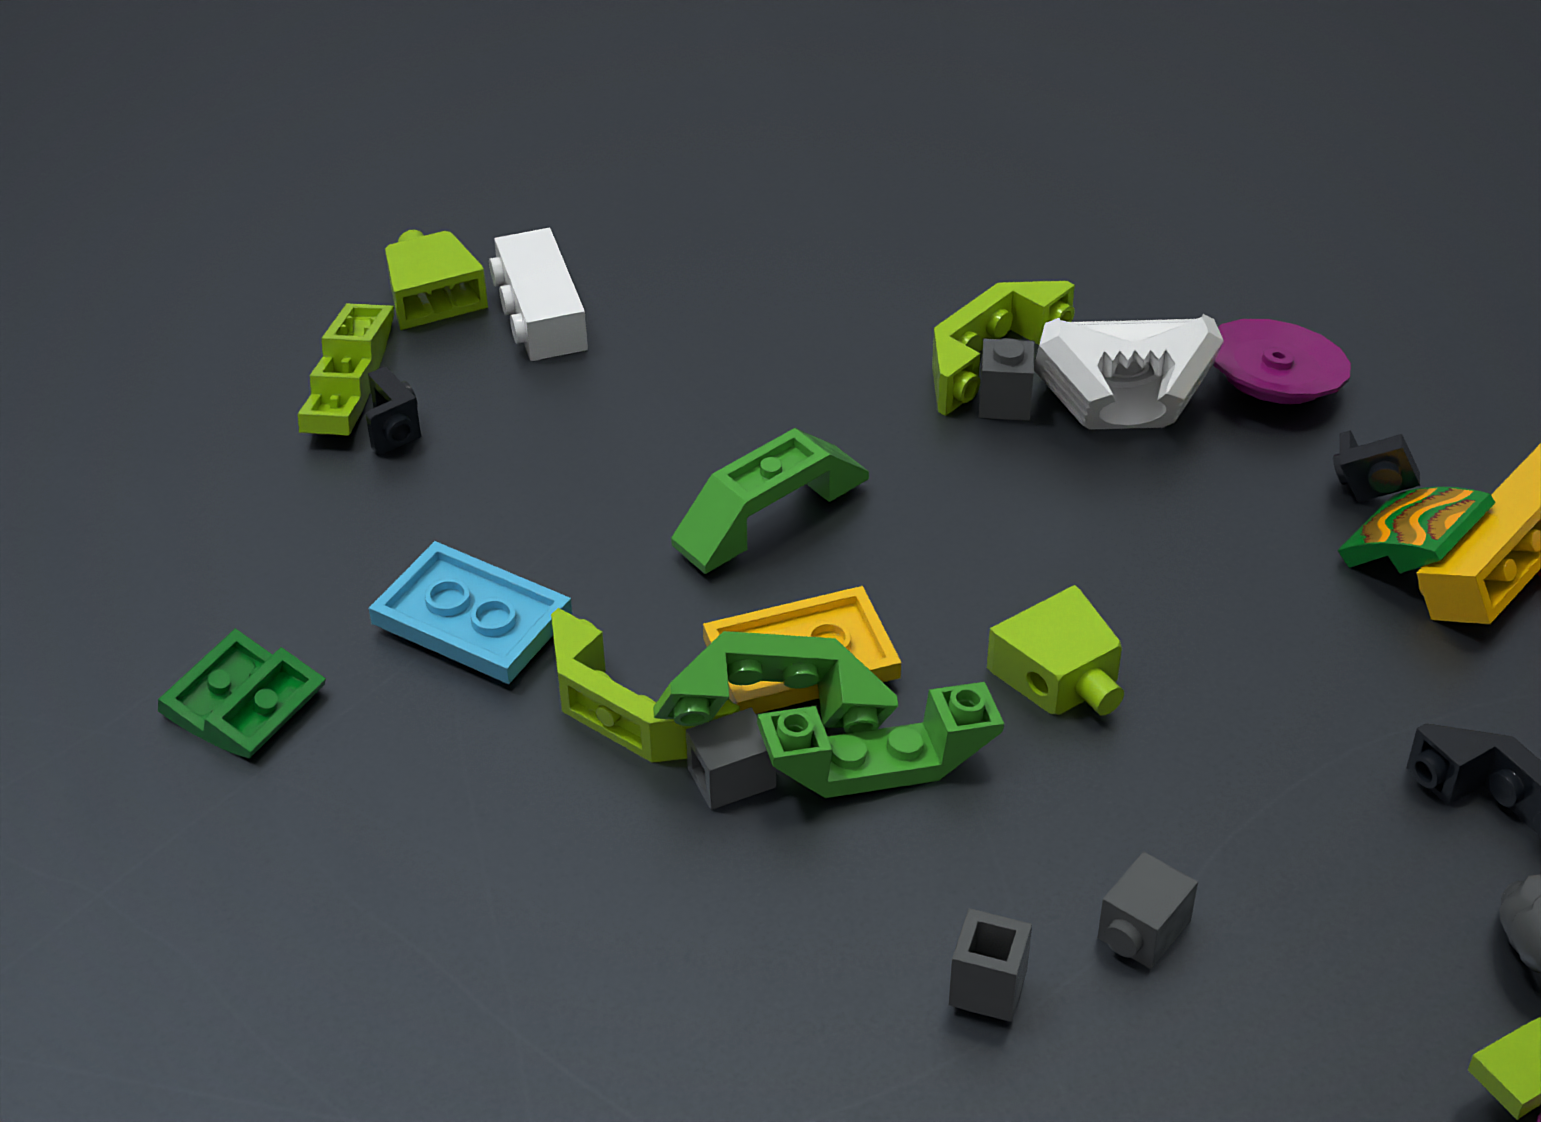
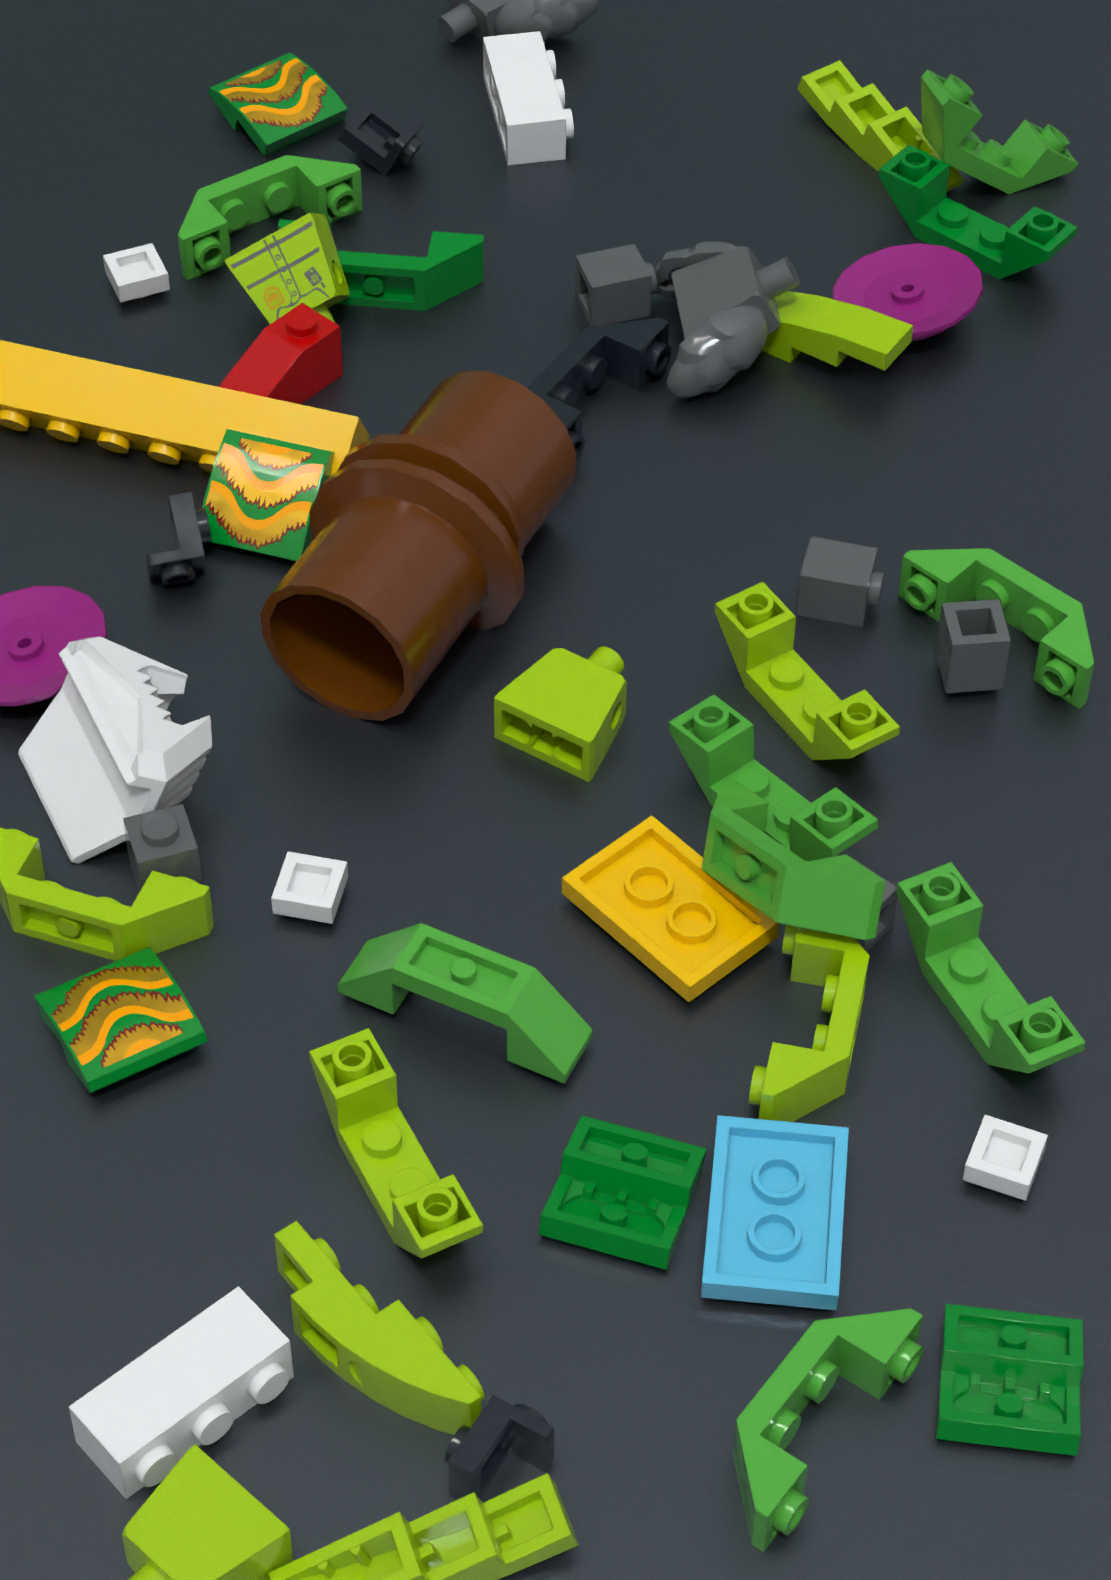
camera: 115 degrees left, 5 degrees up
(278, 524) = (862, 1349): none -> bright green slope
(419, 763) = (1005, 1157): none -> white plate
(506, 376) = (375, 1351): none -> lime slope
(552, 541) = (623, 1192): none -> green slope
(573, 417) = (408, 1195): none -> lime slope
(584, 826) = (995, 1017): none -> bright green slope
(869, 334) = (120, 1019): none -> slope
(940, 455) = (309, 887): none -> white plate
(951, 1062) = (1027, 603): none -> bright green slope
(1087, 807) = (817, 720): none -> lime slope
(1280, 571) = (418, 544): none -> reddish brown piece

